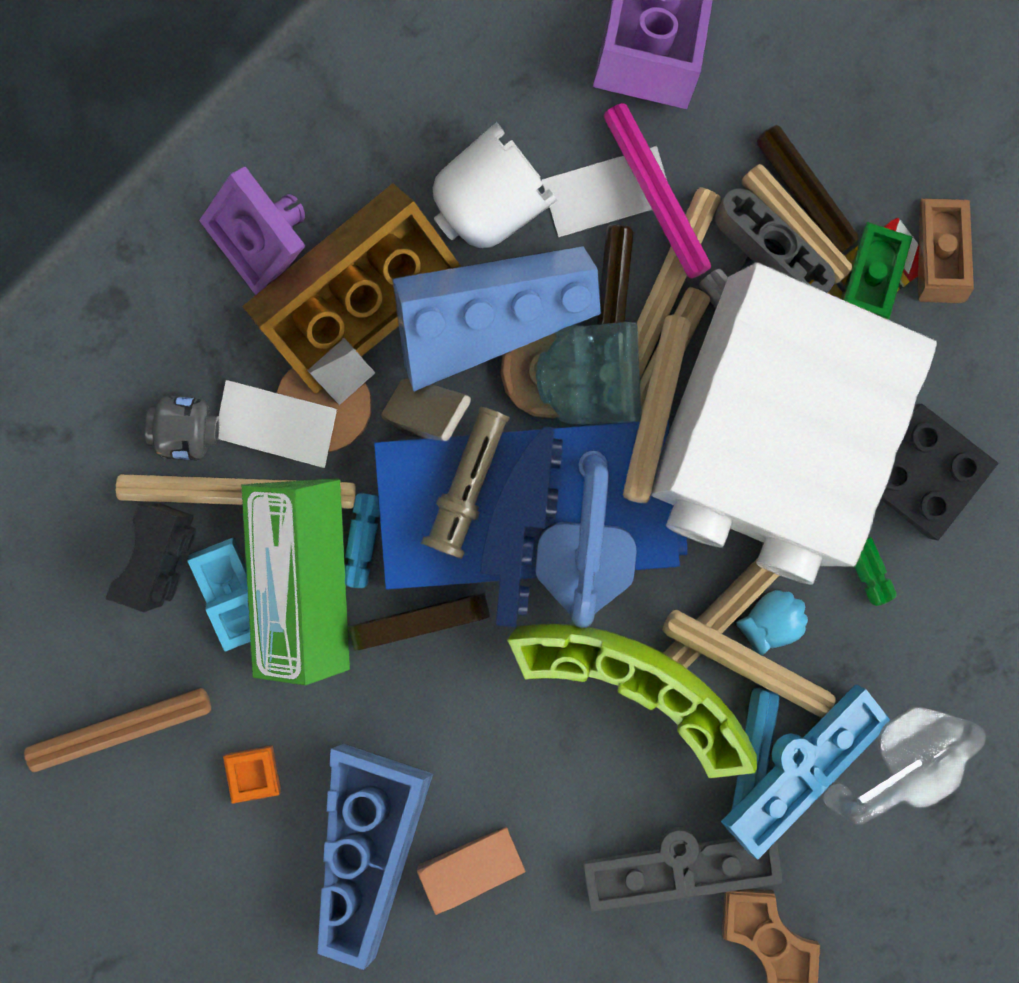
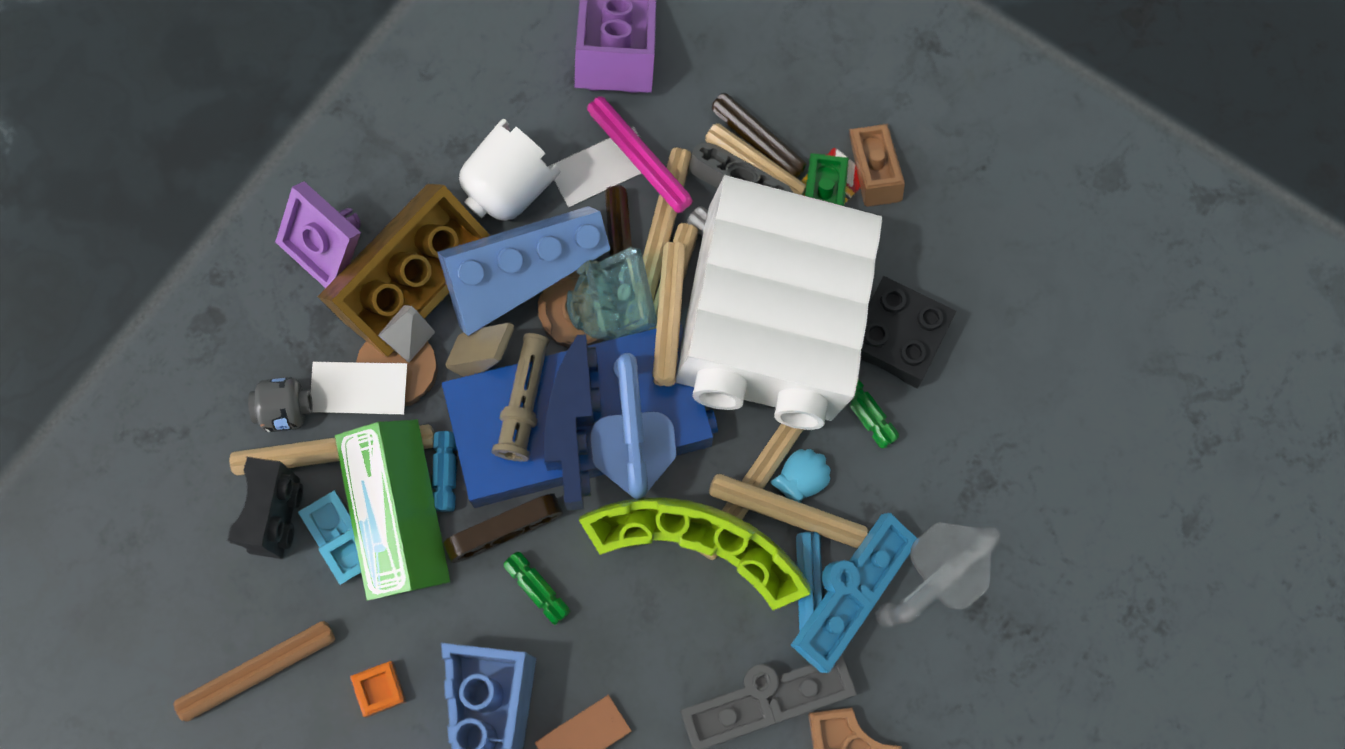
camera: 10 degrees left, 15 degrees down
(446, 695) = (536, 588): none -> green axle

